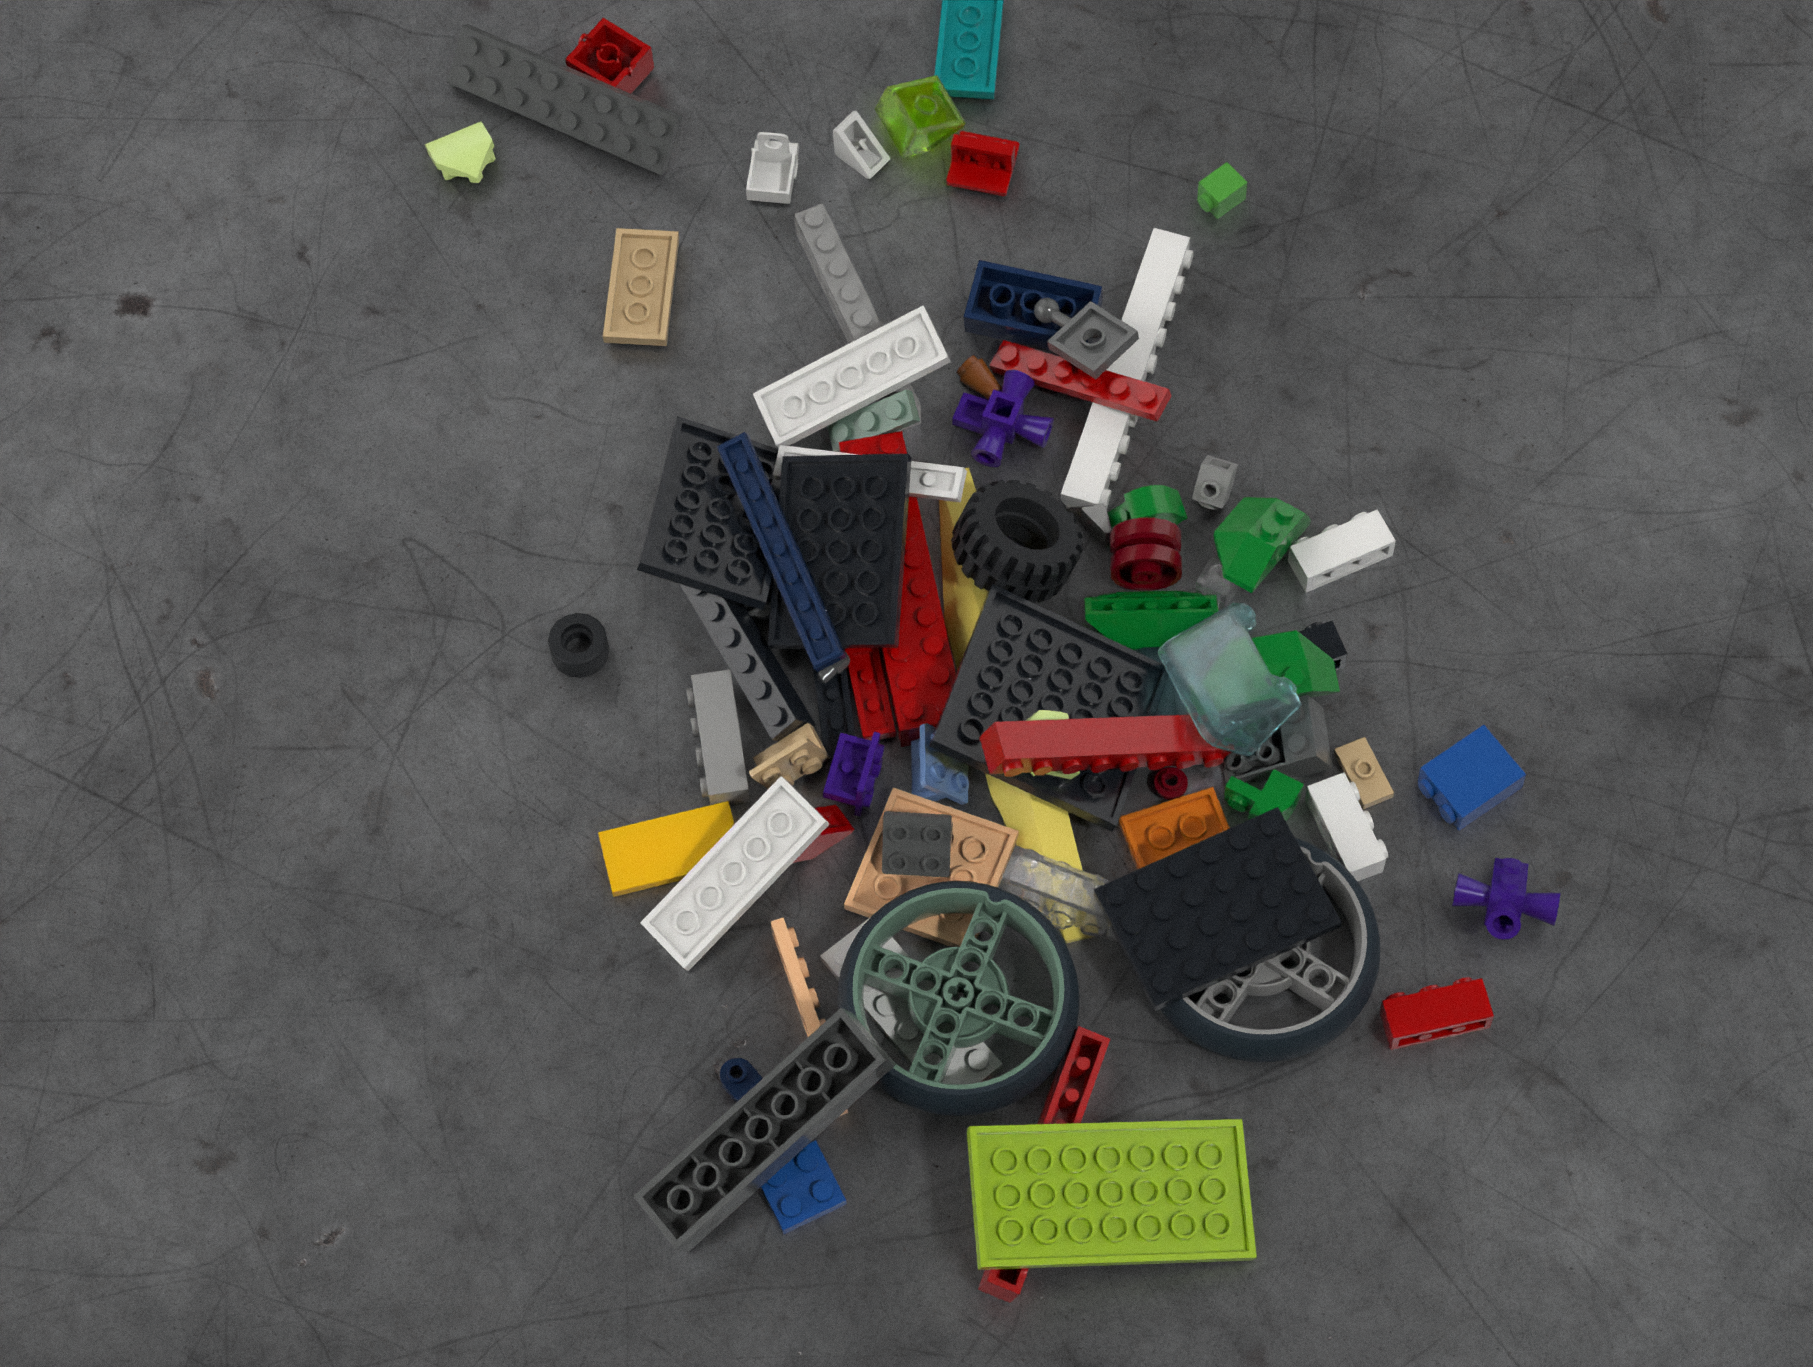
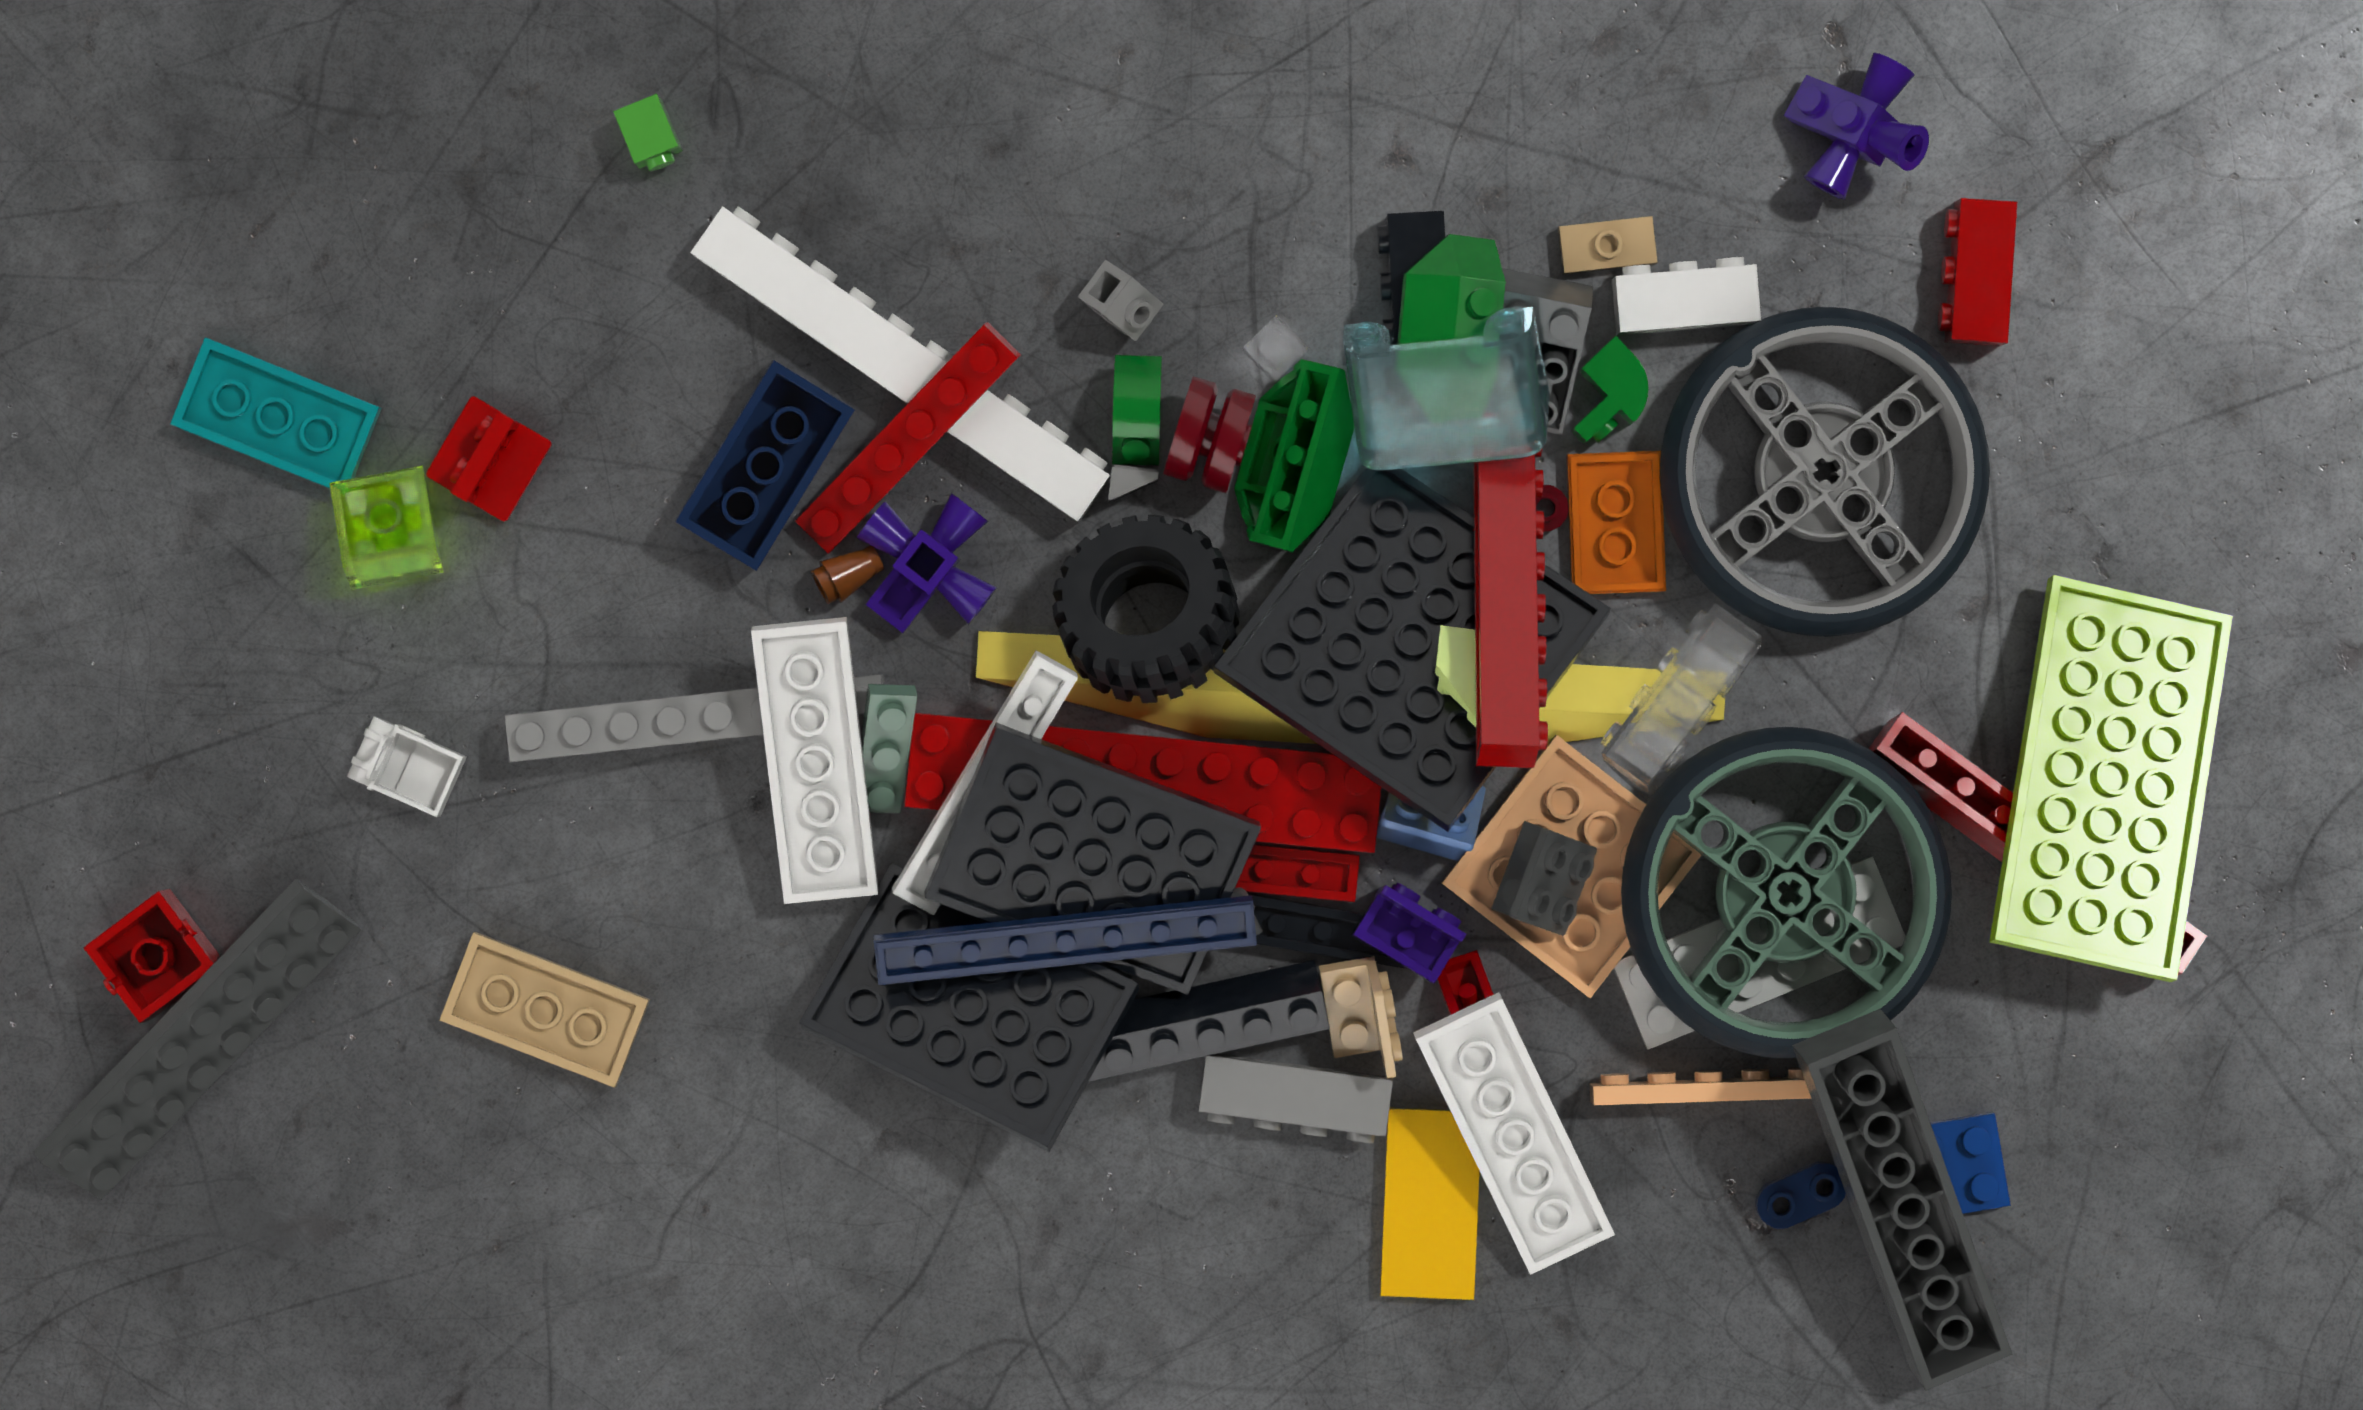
camera: 75 degrees left, 25 degrees up
(463, 152) = (233, 1207): yellowish green slope -> none
(573, 627) = (1093, 1278): black tyre -> none
(858, 146) = (412, 628): white slope -> none
(1087, 323) = (834, 401): dark grey plate -> none
(1216, 908) = (1779, 517): black plate -> none
(1257, 538) = (1234, 273): green wedge -> none
(1341, 550) = (1273, 161): white brick -> none
(1470, 778) = (1665, 108): blue brick -> none

